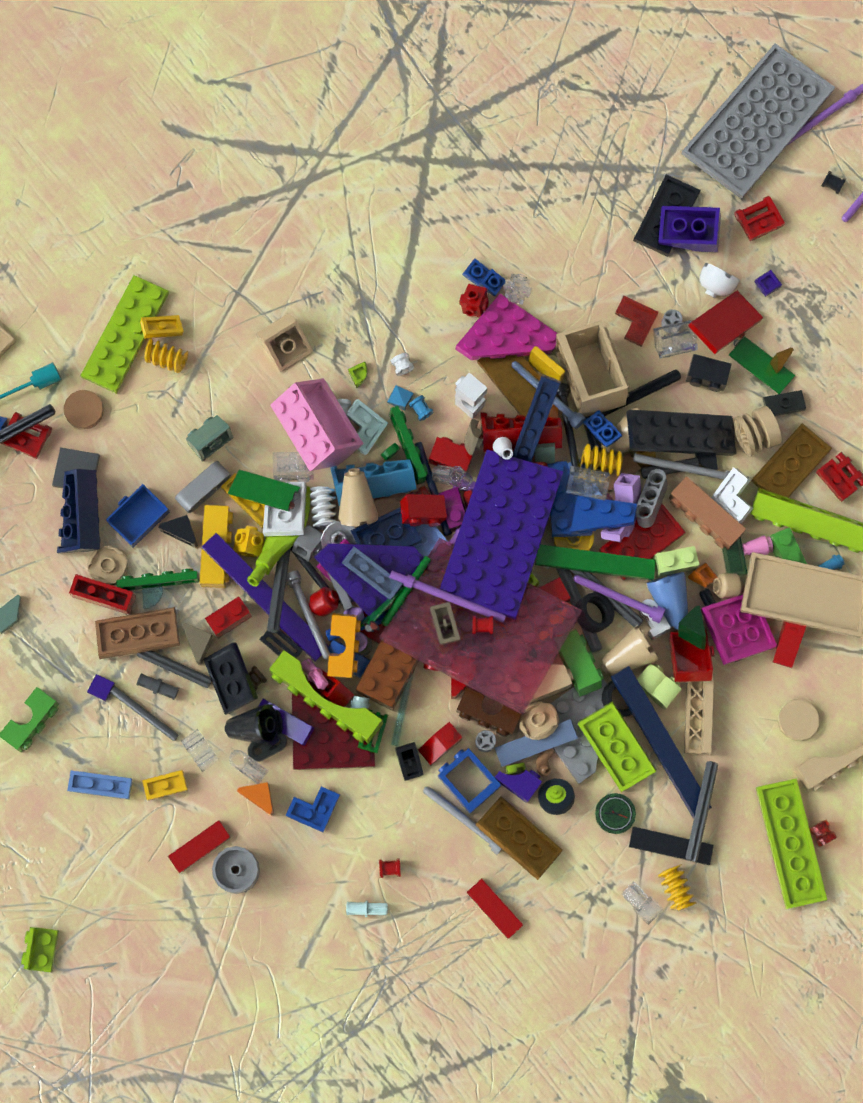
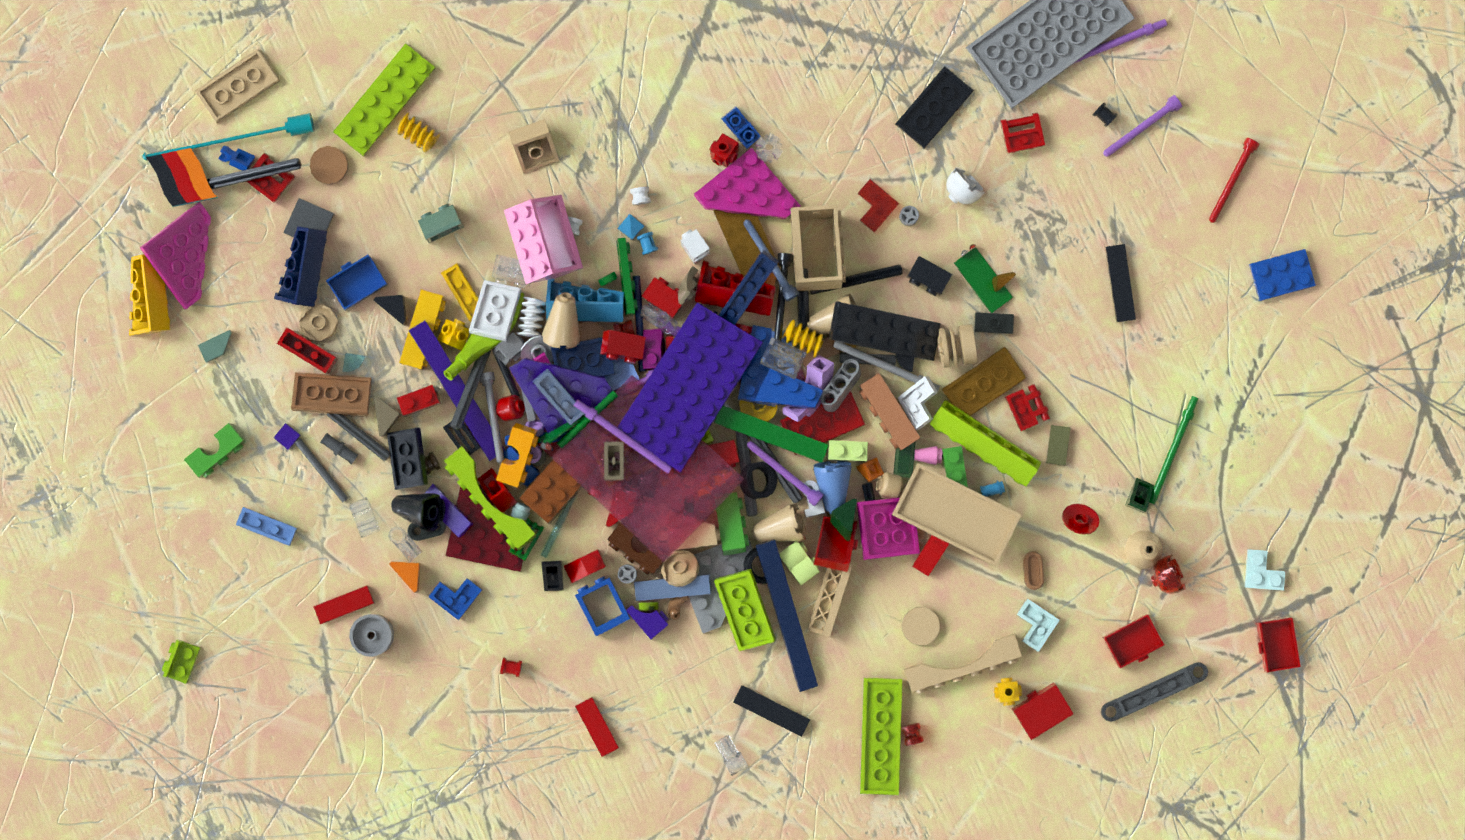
camera: 15 degrees right, 10 degrees up
(161, 326) = (420, 103): yellow plate -> none
(164, 785) = (325, 541): yellow plate -> none
(166, 578) = (354, 347): green plate -> none
(202, 487) = (424, 269): light grey beam -> none
(264, 490) = (480, 288): green piece -> none
(314, 674) = (485, 474): bright pink axle -> none
(358, 373) = (597, 194): lime tile -> none
(366, 908) = (481, 698): light aqua axle -> none
(370, 424) = (594, 247): light aqua plate -> none
(461, 817) = (612, 669): light grey piece -> none
(482, 624) = (647, 471): red bush -> none
(503, 447) = (712, 305): white cone -> none
(519, 837) = (634, 669): pearl gold tile -> none
(545, 364) = (775, 233): yellow tile -> none
(545, 453) = (752, 317): sand green tile -> none
(556, 796) = (678, 640): black wheel -> none
(602, 429) = (811, 308): blue slope -> none
(615, 813) = (728, 669): clear green tile -> none
(675, 339) = (906, 236): clear brick -> none
(676, 888) = (765, 750): yellow piece -> none
(690, 228) = (951, 128): dark purple slope -> none
(701, 811) = (807, 687): dark grey axle -> none
(725, 322) = (958, 231): red tile -> none
(768, 283) = (1013, 200): dark purple tile -> none

